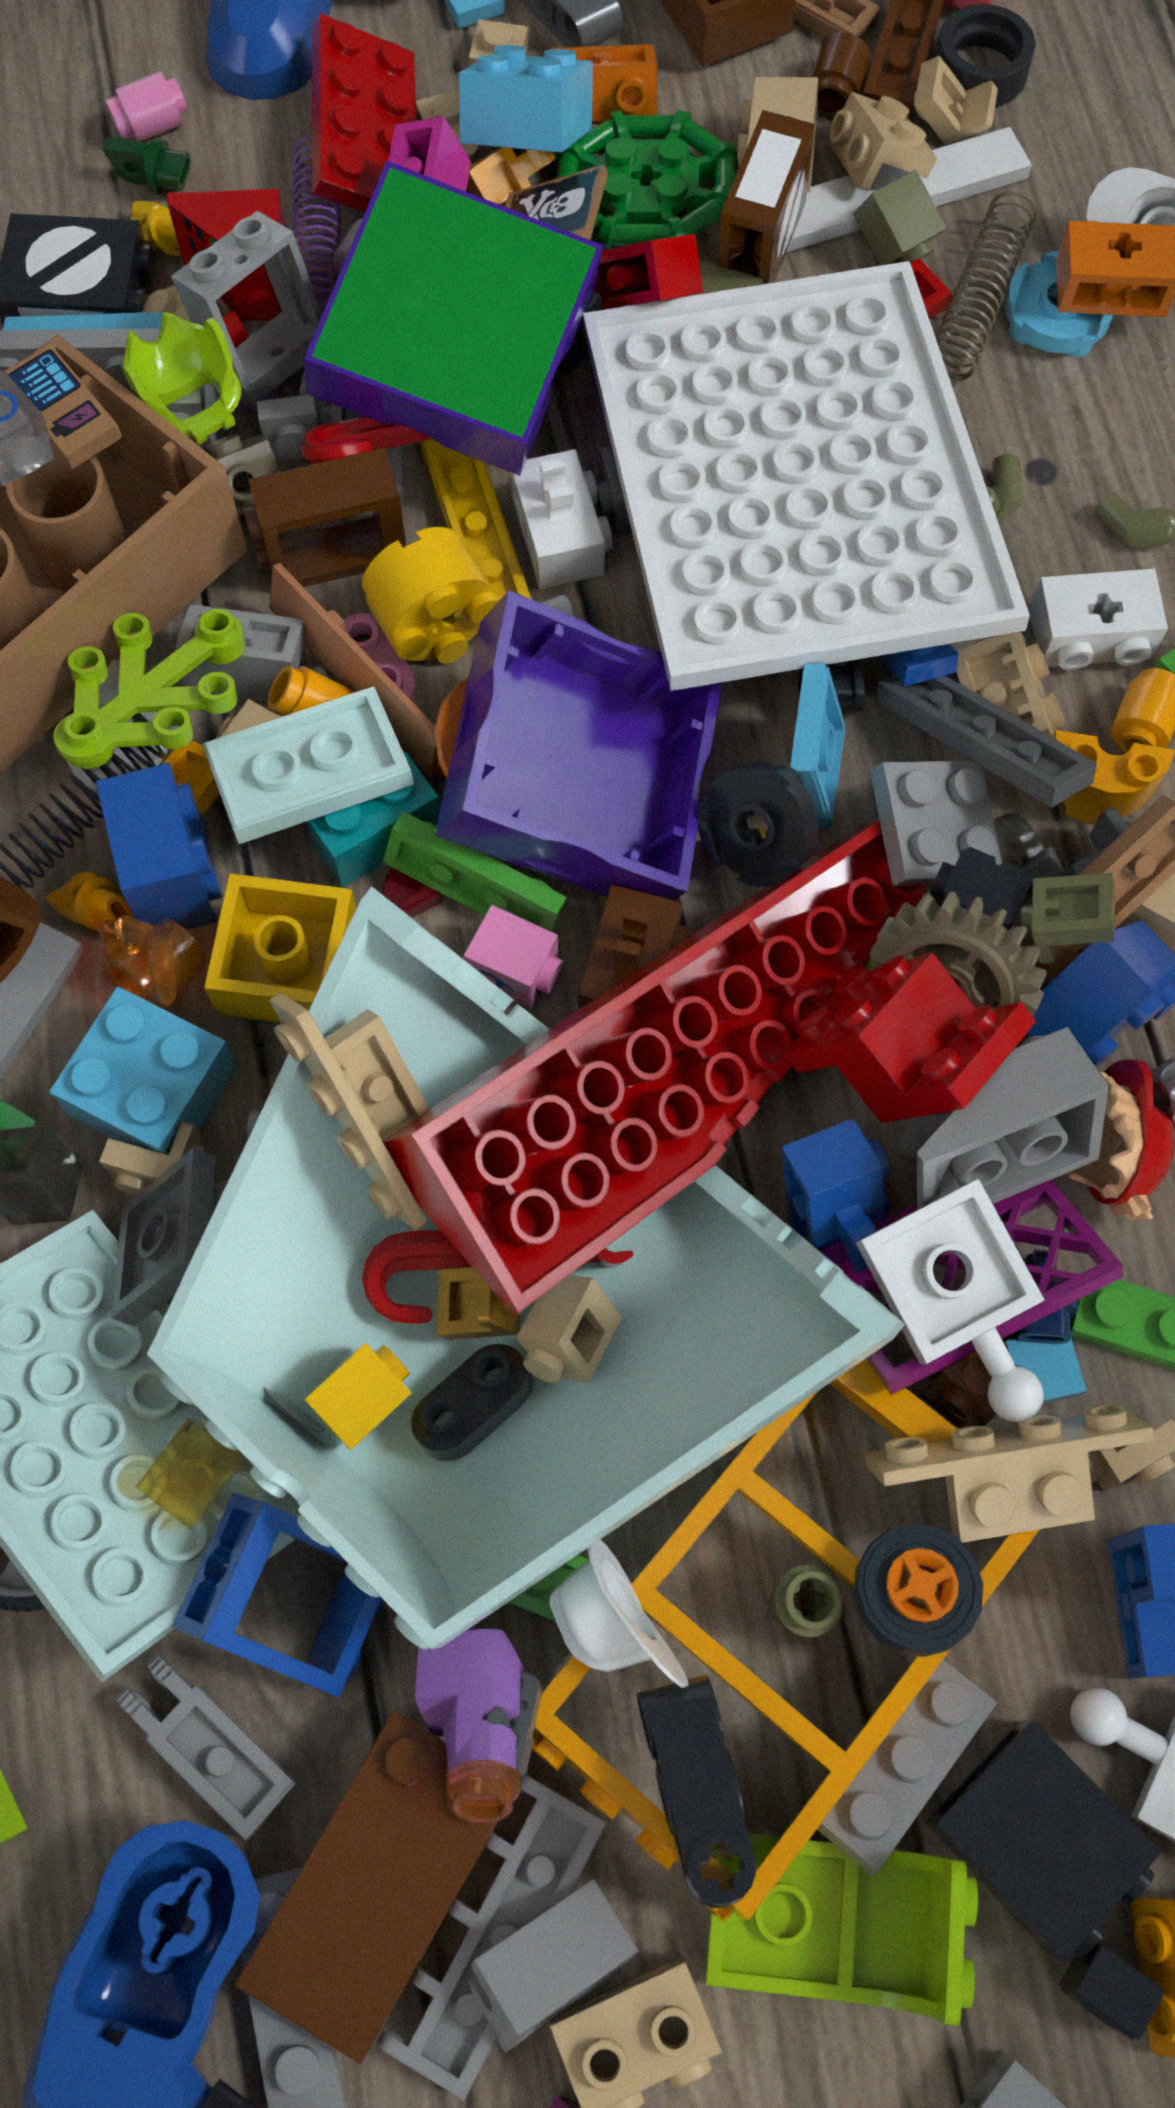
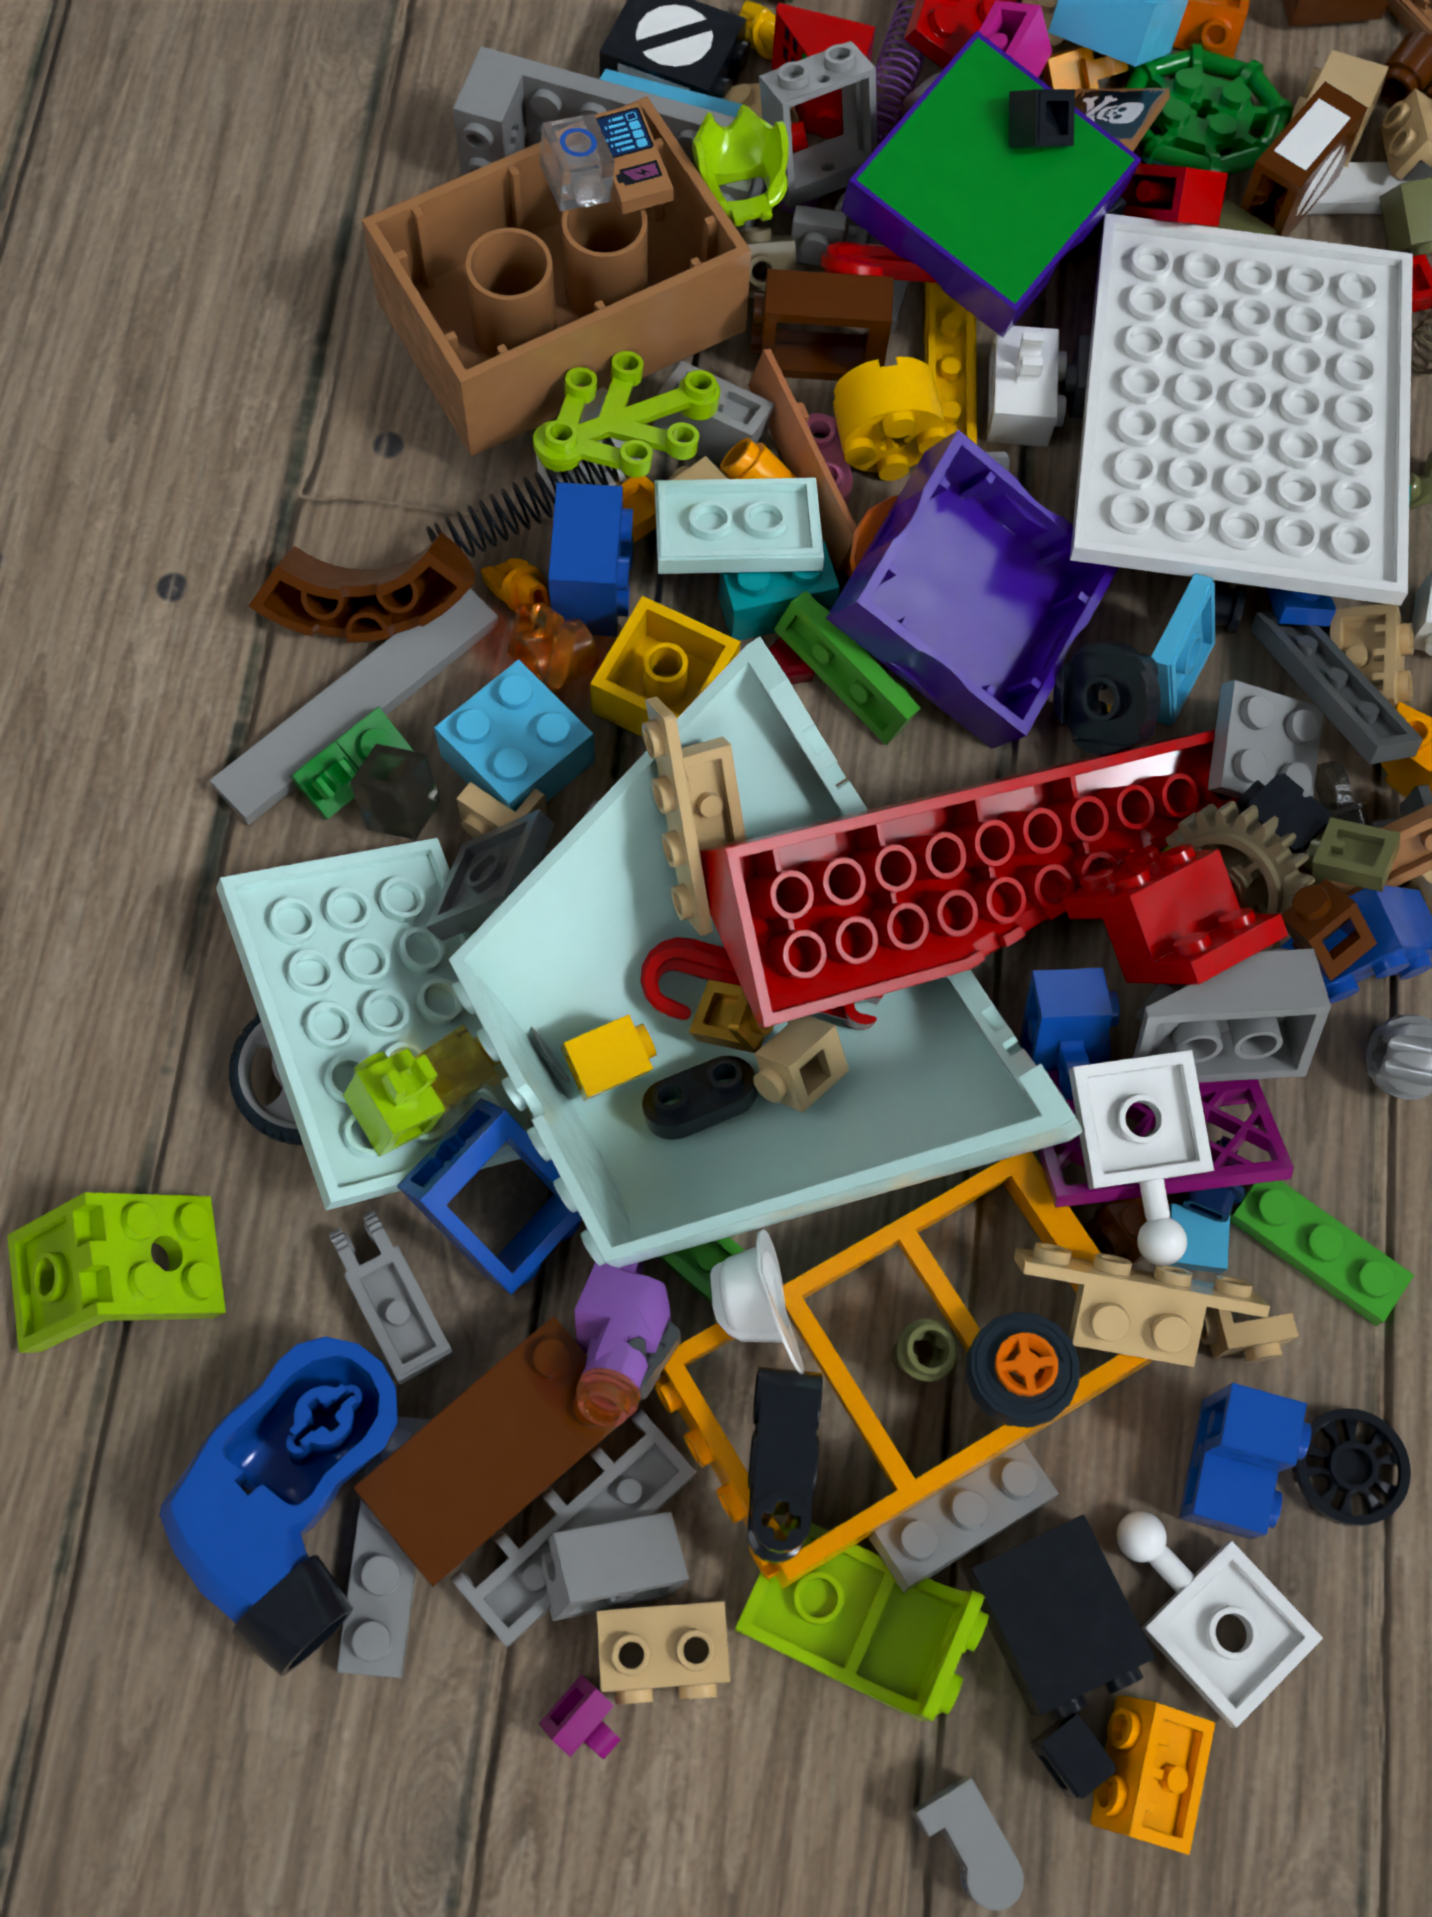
camera: 15 degrees right, 0 degrees up
(136, 1531) = (394, 1099): none -> lime brick
(485, 233) = (1041, 118): none -> black slope
(515, 956) = (861, 743): bright pink brick -> none
(629, 936) = (964, 757): reddish brown brick -> none
(1058, 988) = (1318, 914): none -> reddish brown brick
(1134, 1144) = (1340, 1074): hair -> none

